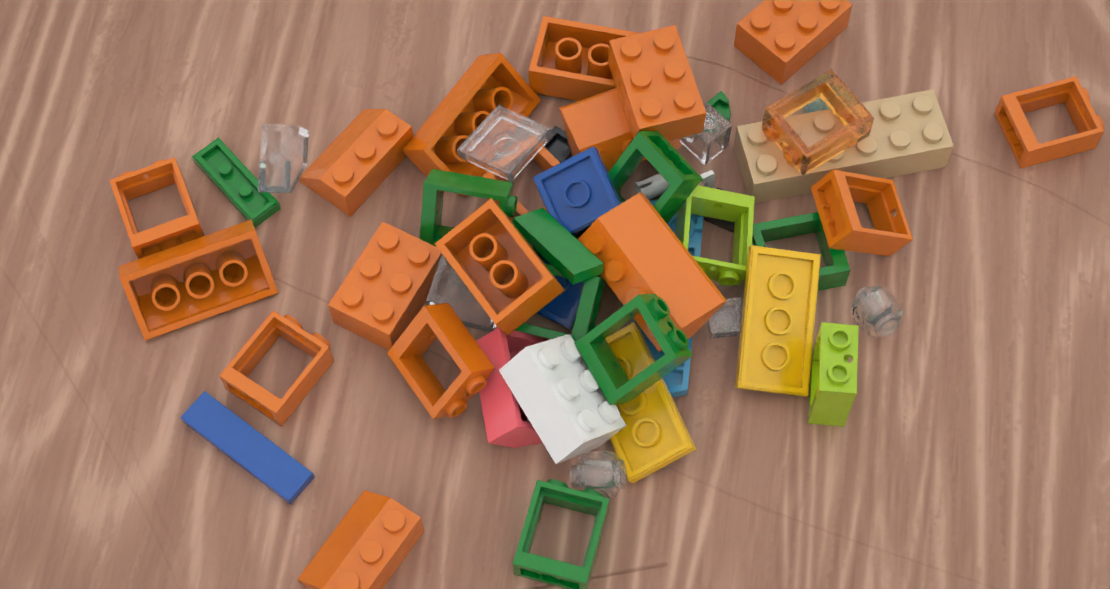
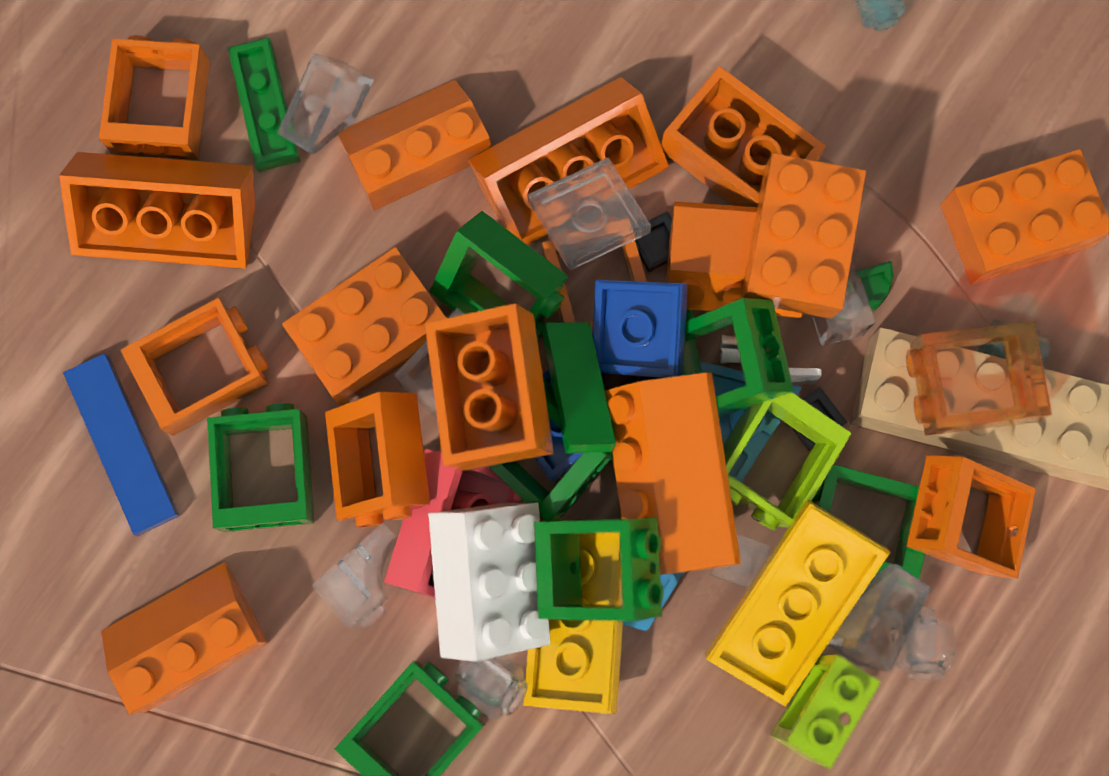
camera: 25 degrees right, 15 degrees up
(376, 442) = (239, 421): none -> green window
(467, 456) = (355, 583): none -> clear arch
(839, 296) = (881, 619): none -> clear slope

